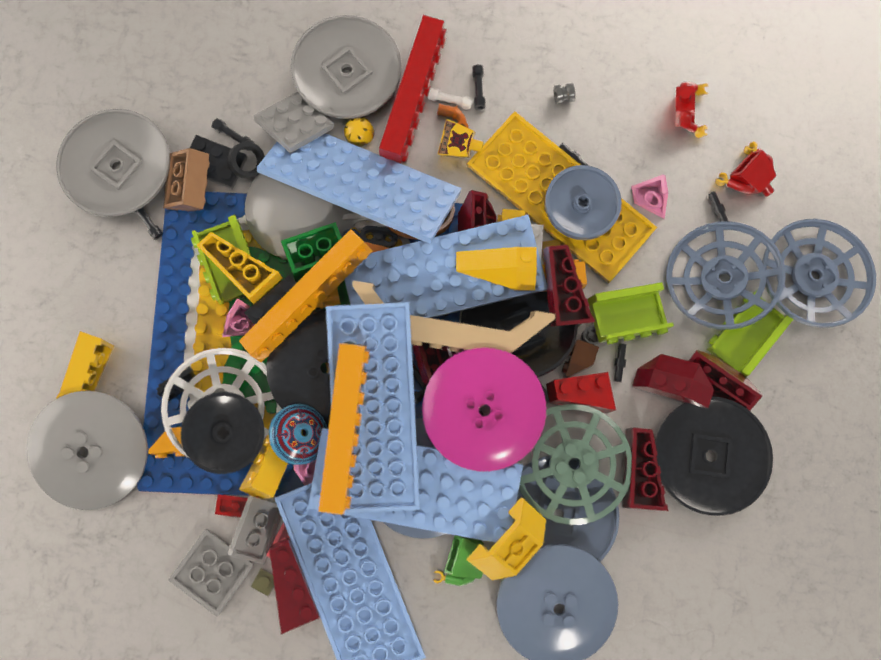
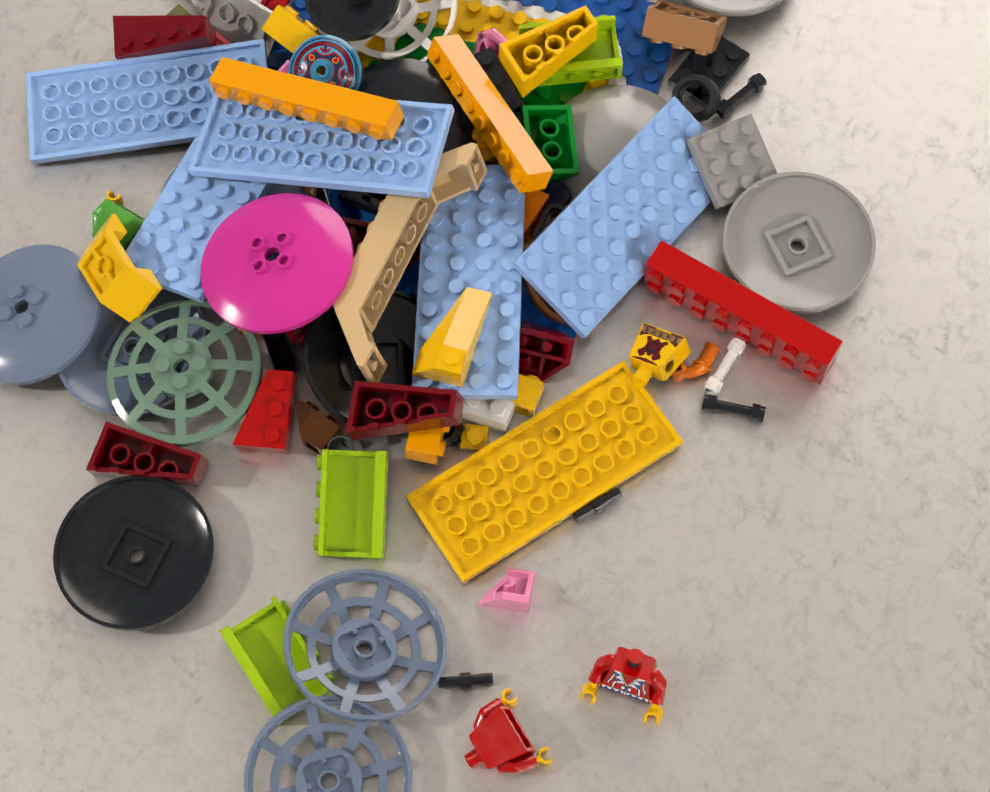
camera: 115 degrees right, 10 degrees down
(355, 128) = (706, 235): yellow helmet -> none
(564, 93) = (694, 516): dark grey wheel -> none
(583, 202) = (520, 481): sand blue dish -> none
(620, 362) = (293, 480): black bar -> none
(675, 380) = (242, 531): dark red wedge -> none
(727, 381) = (228, 595): dark red wedge -> none

